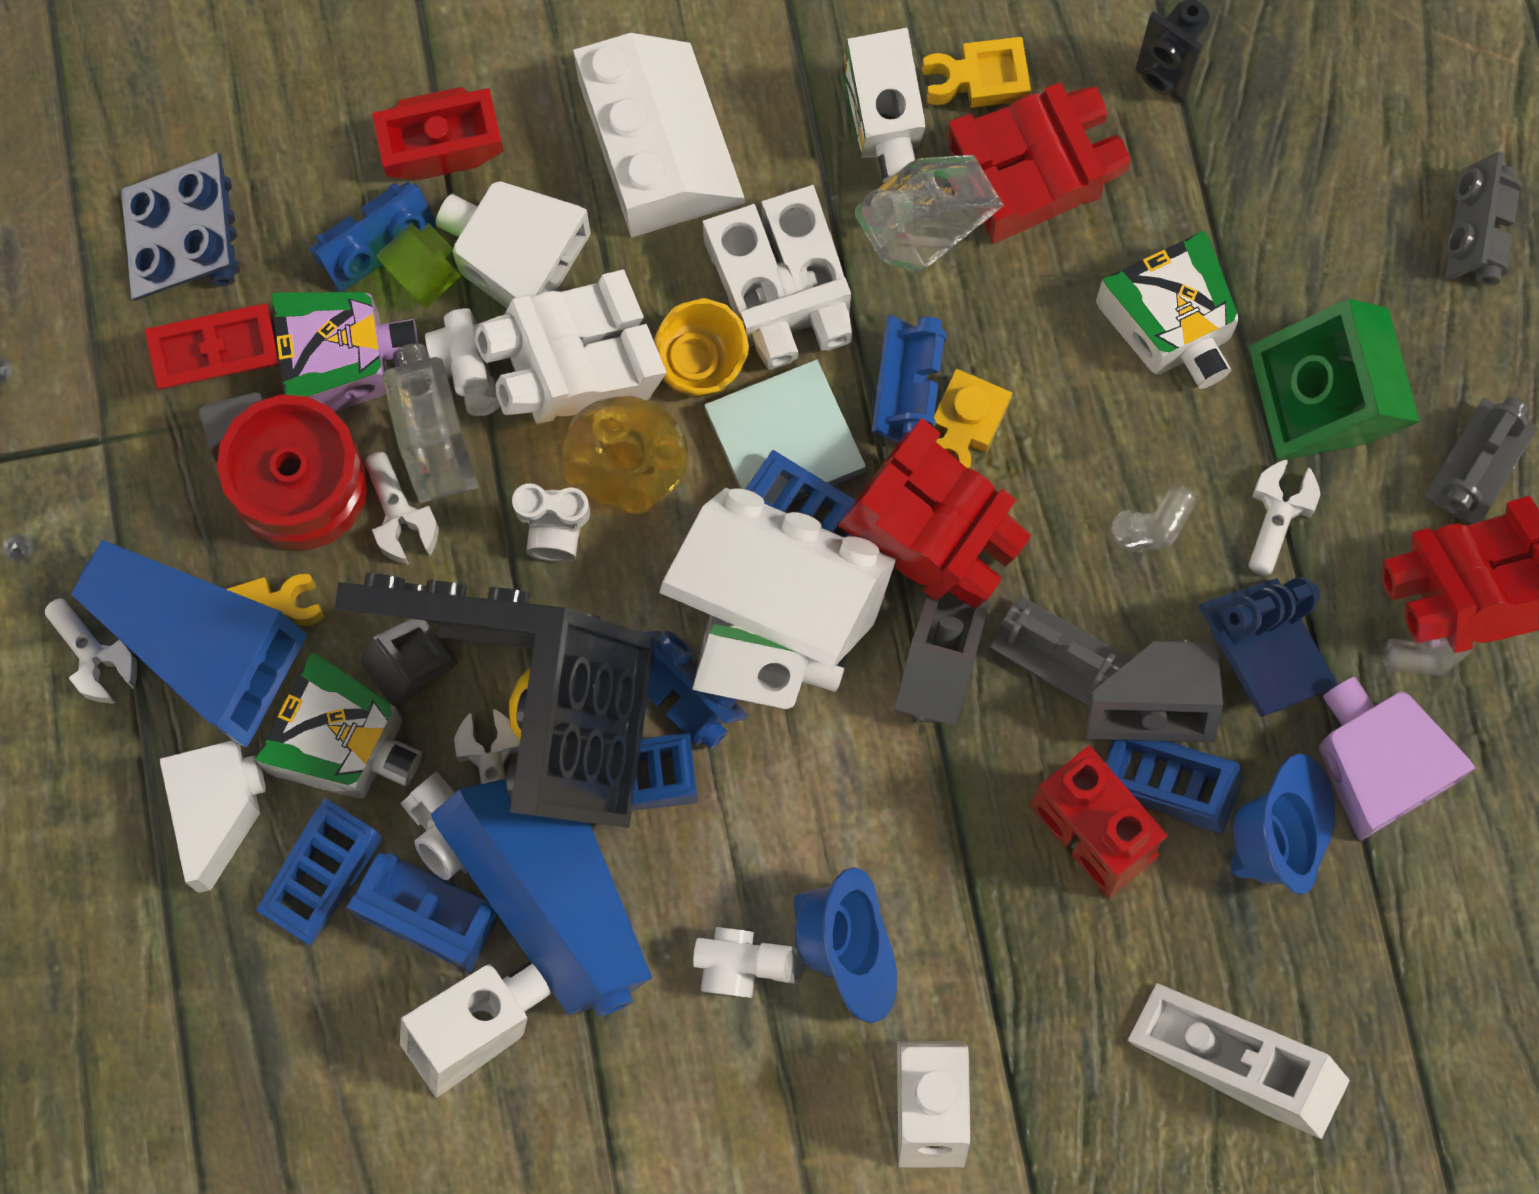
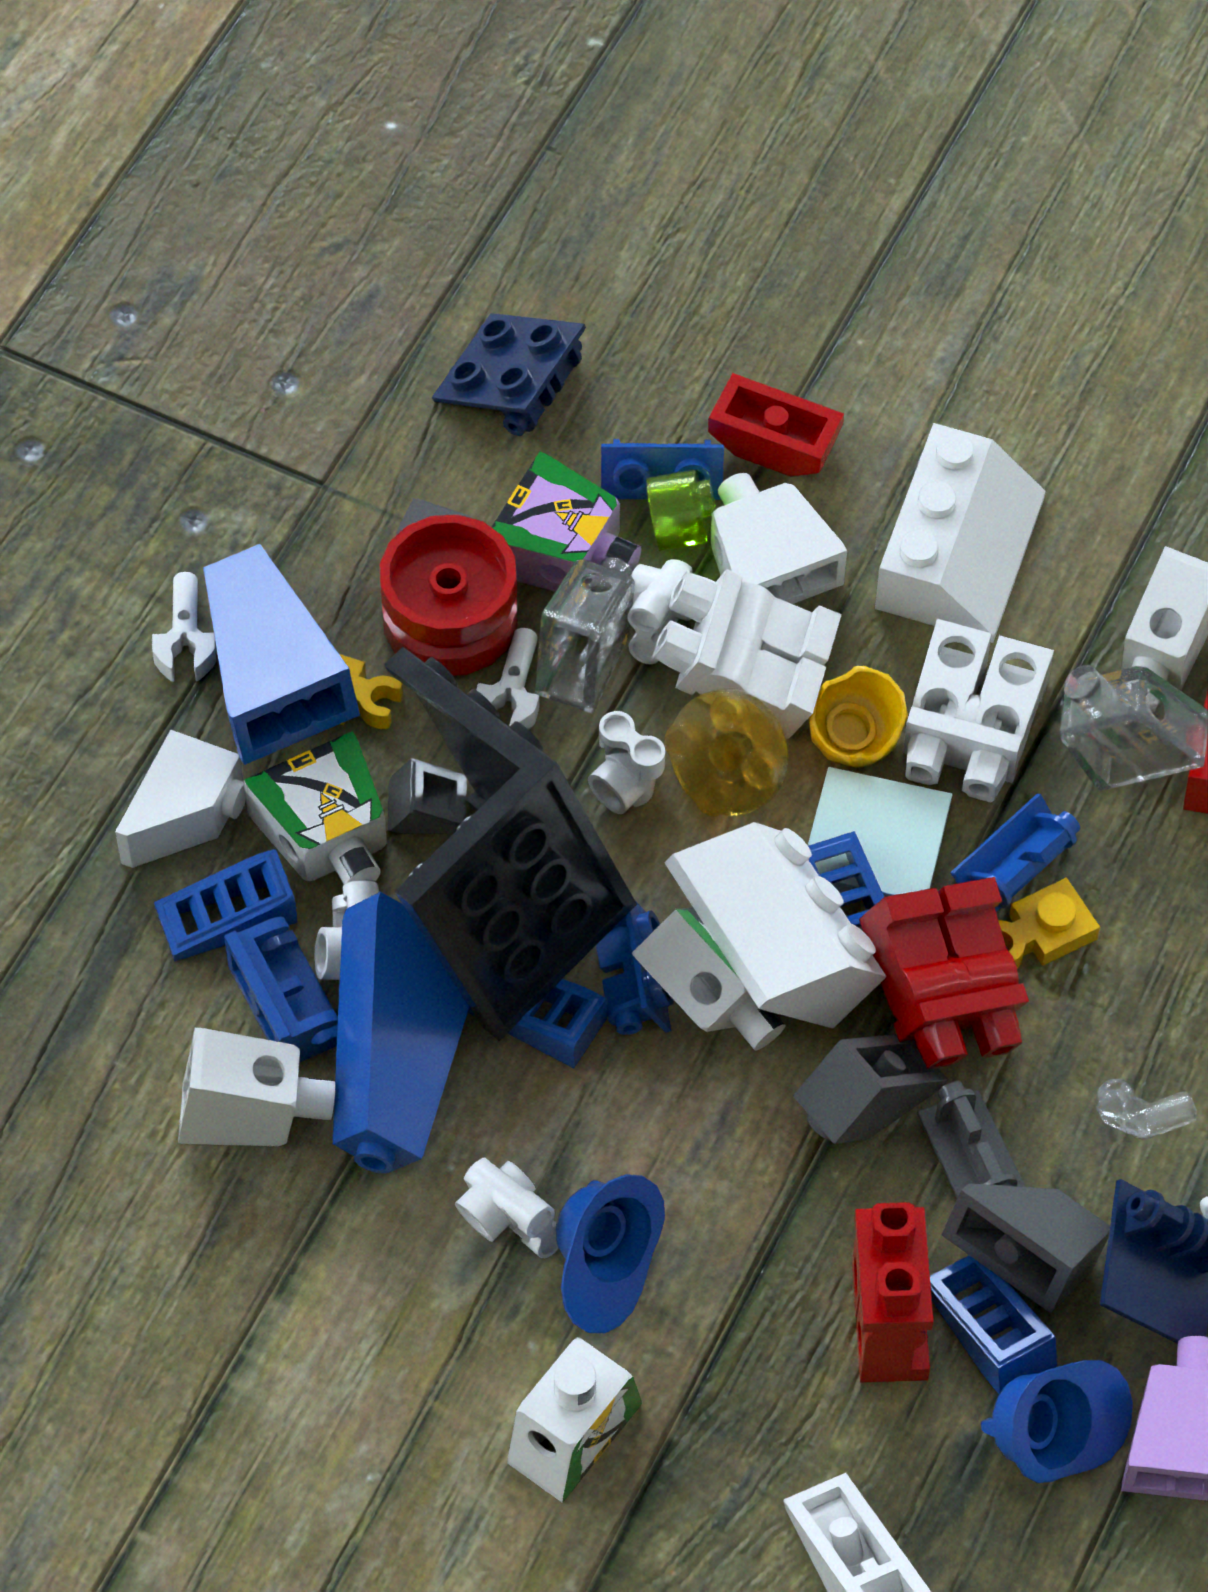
camera: 35 degrees right, 15 degrees down
(213, 346) = (461, 461): red hinge -> none

